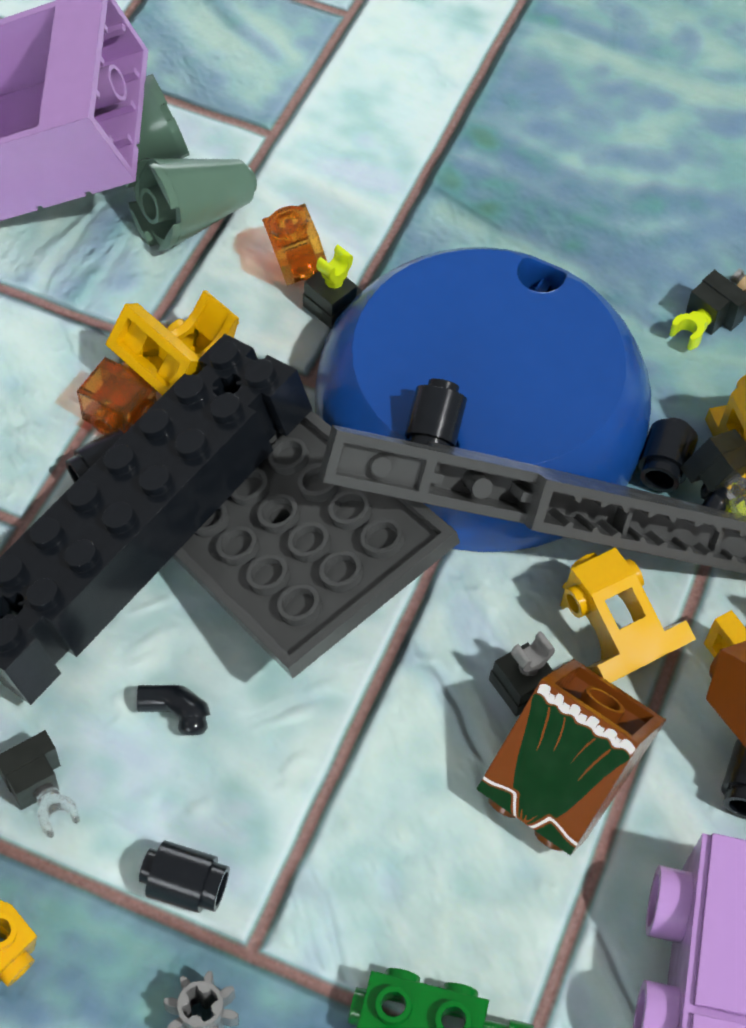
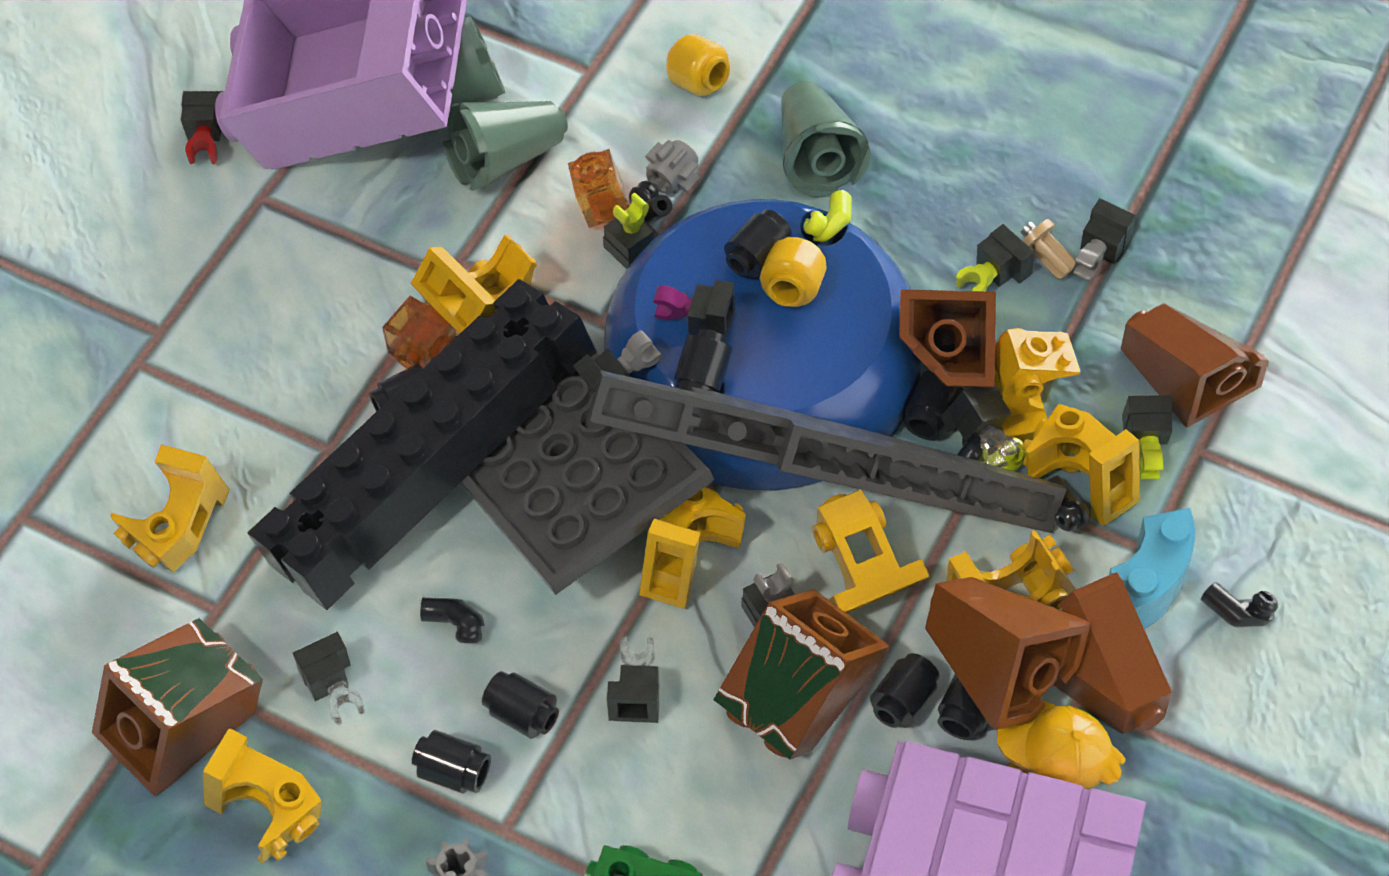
camera: 10 degrees right, 0 degrees up
(258, 804) = (520, 704): none -> black brick
(362, 257) = (658, 204): none -> black arm
(362, 410) = (636, 355): none -> piece
(368, 222) = (672, 167): none -> light grey gear
(383, 124) = (697, 65): none -> yellow head
(390, 779) = (637, 693): none -> pearl dark grey piece
(426, 606) = (675, 543): none -> yellow tile
(434, 358) = (708, 309): none -> pearl dark grey piece
(479, 290) = (753, 241): none -> black brick
(518, 194) = (820, 142): none -> sand green cone
(520, 318) = (793, 272): none -> yellow head
(544, 272) = (827, 226): none -> neon yellow arm
(683, 768) = (905, 691): none -> black brick
(694, 378) = (951, 334): none -> dark orange slope

